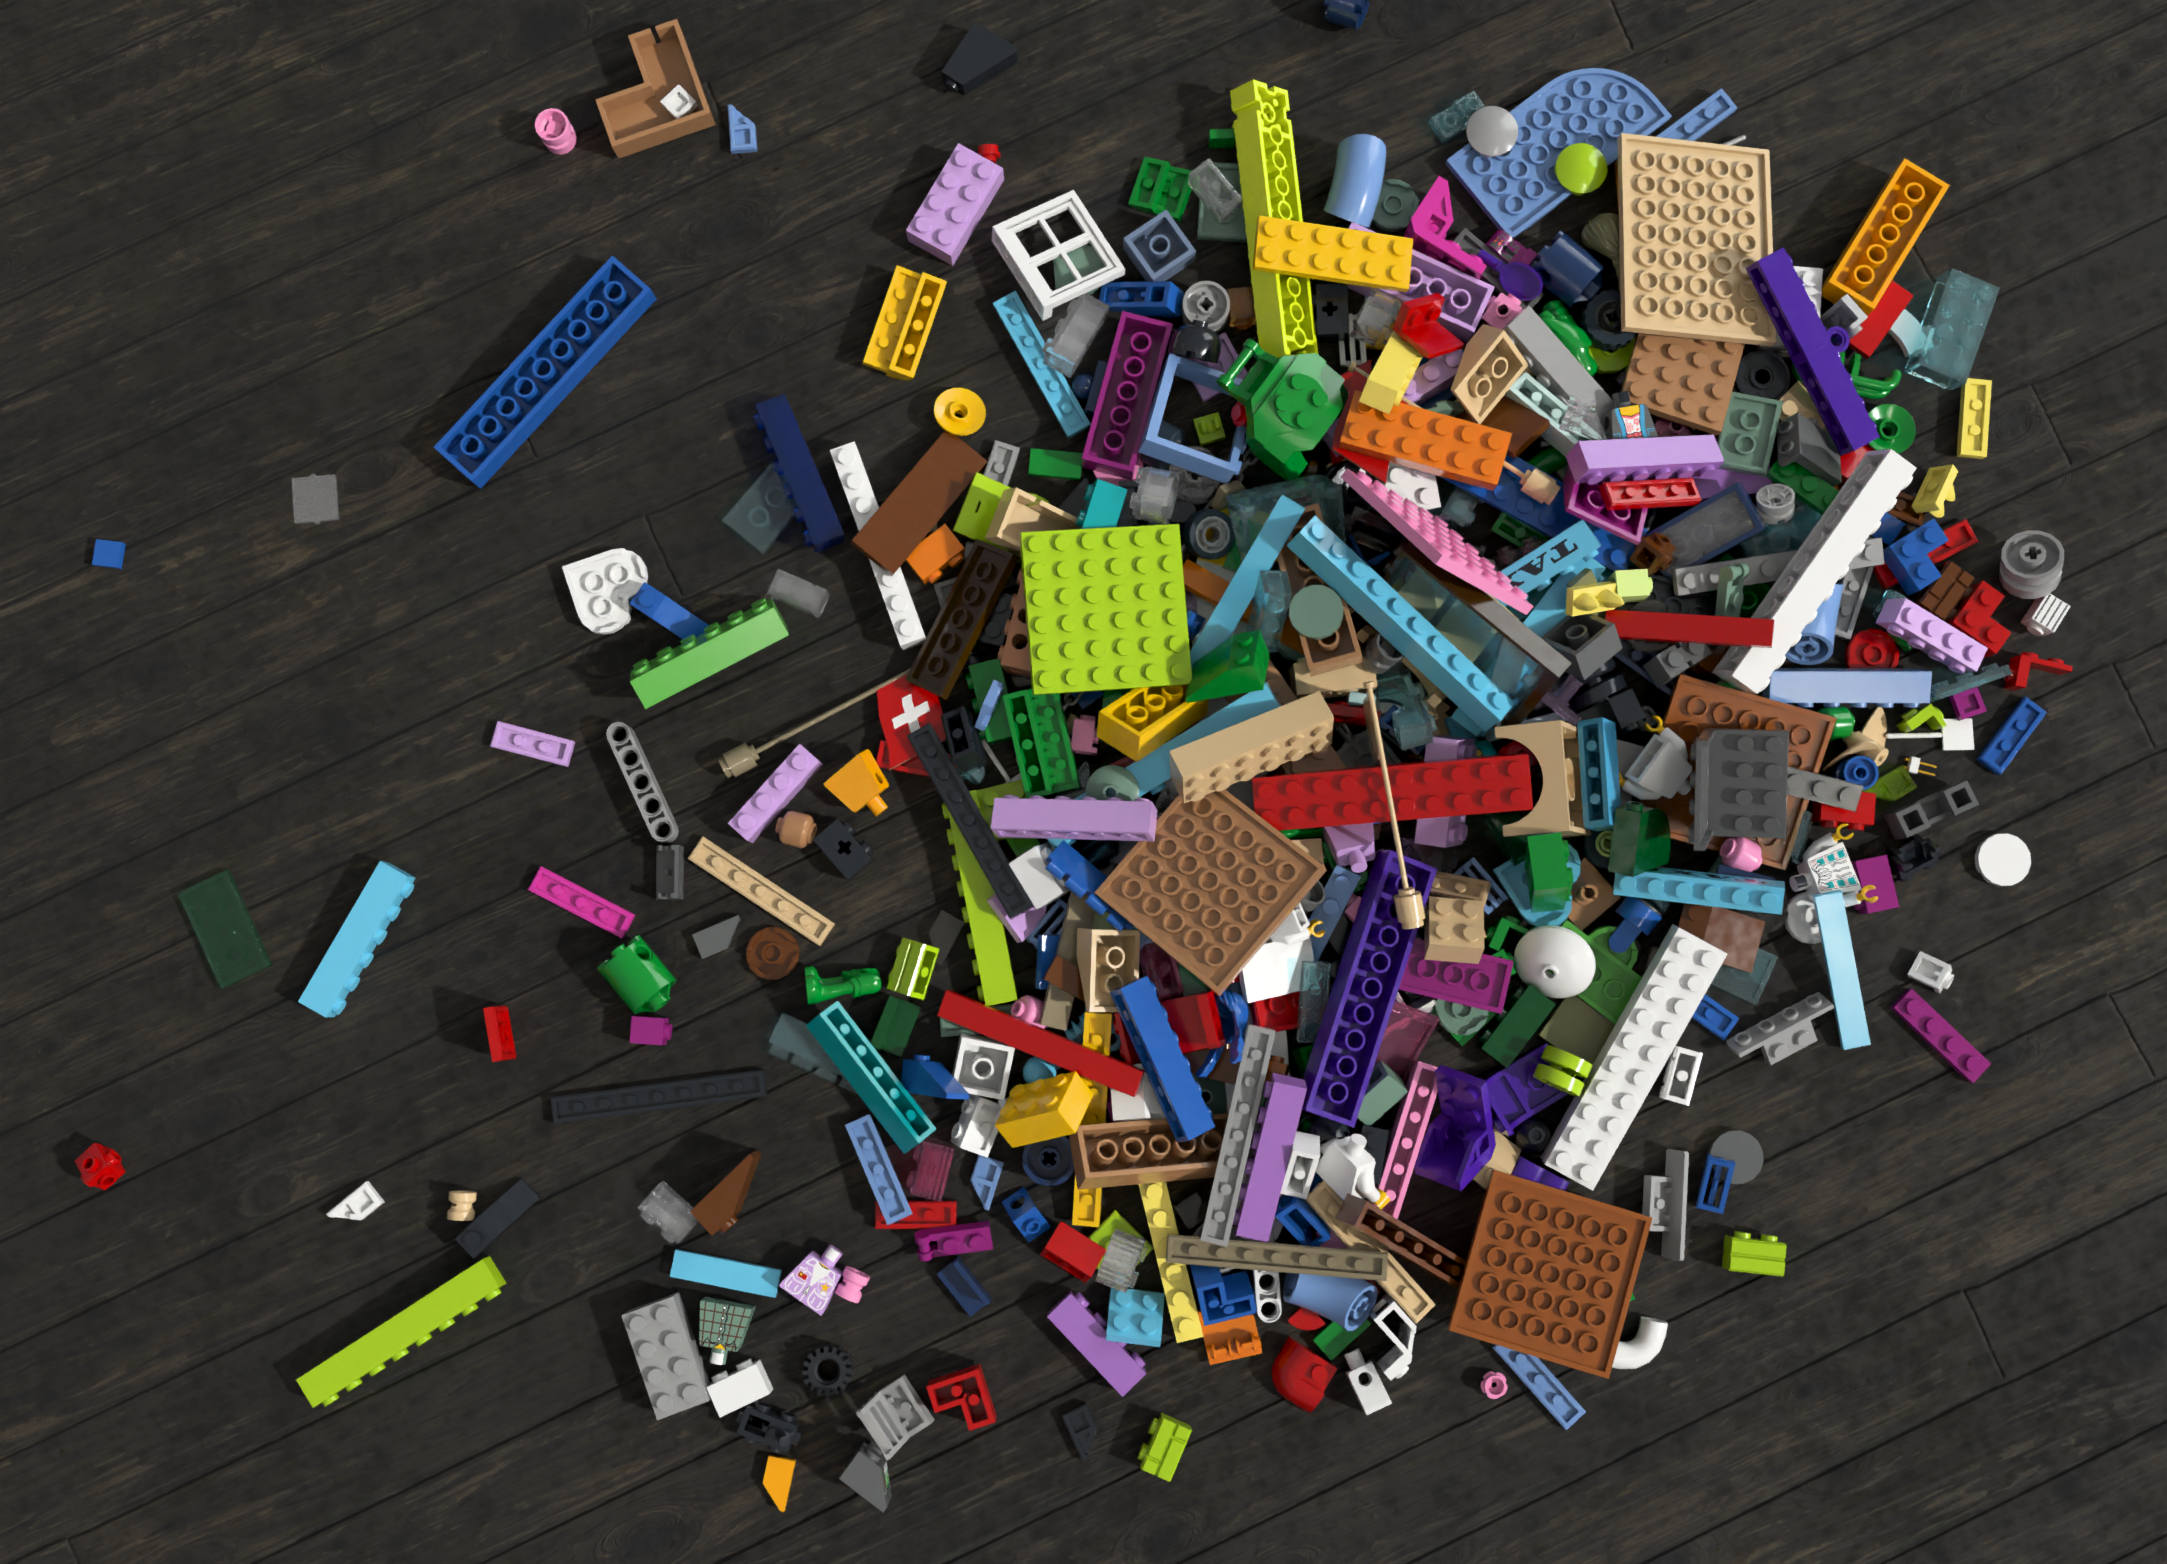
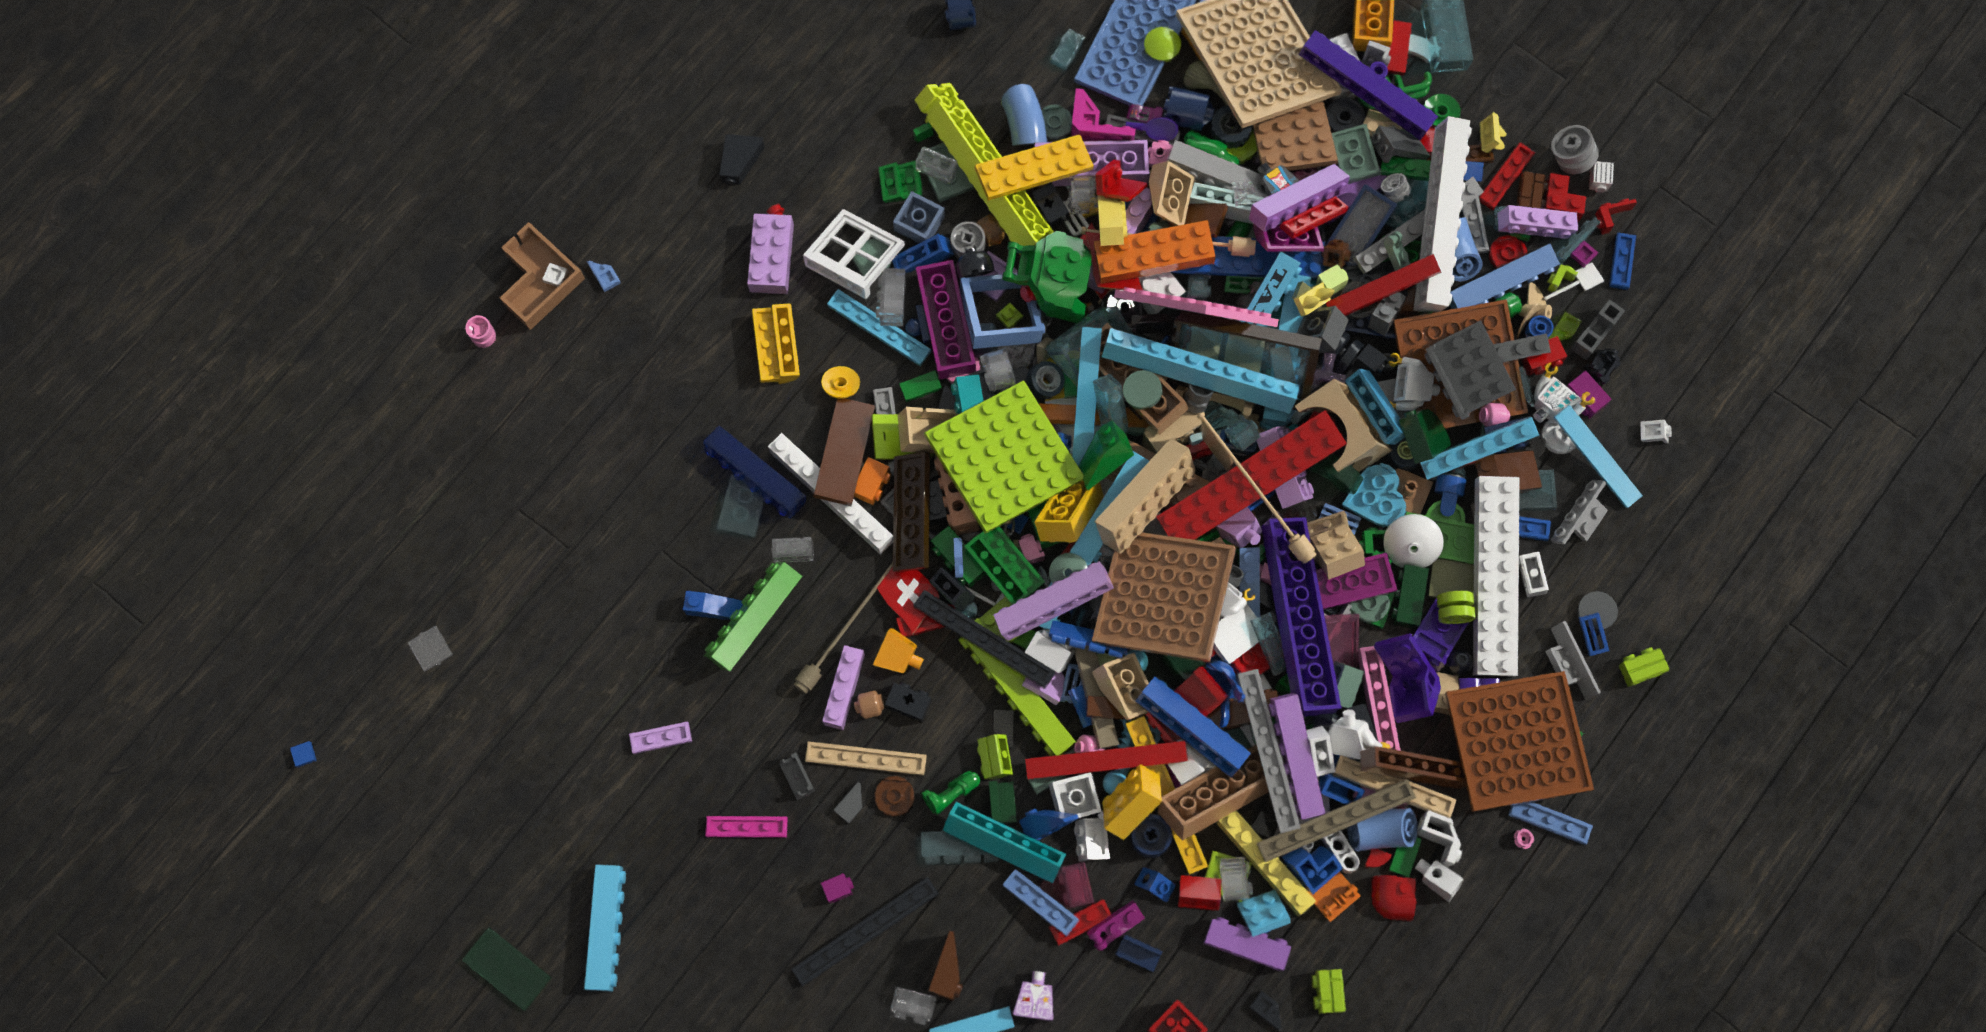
camera: 25 degrees left, 10 degrees down
(499, 1033) = (736, 940): red tile -> none
(546, 372) = (550, 489): blue brick -> none
(604, 587) = (659, 610): white plate -> none
(633, 773) = (740, 721): light grey beam -> none
(638, 976) = (812, 854): green cylinder -> none
(852, 1283) = (1062, 990): bright pink wheel -> none
(985, 1178) = (1115, 874): medium blue tile -> none
(1161, 971) = (1158, 666): clear pink brick -> none
(1492, 131) = (1094, 47): light grey dish -> none
(1547, 872) = (1377, 482): green brick -> none
(1643, 1346) = (1606, 762): white cylinder -> none
(1909, 558) = (1498, 182): blue brick -> none
(1913, 765) = (1572, 309): white piece -> none
(1940, 1035) = (1683, 468): magenta plate -> none
(1974, 418) = (1490, 79): light yellow plate -> none
(2002, 859) = (1660, 339): white tile -> none

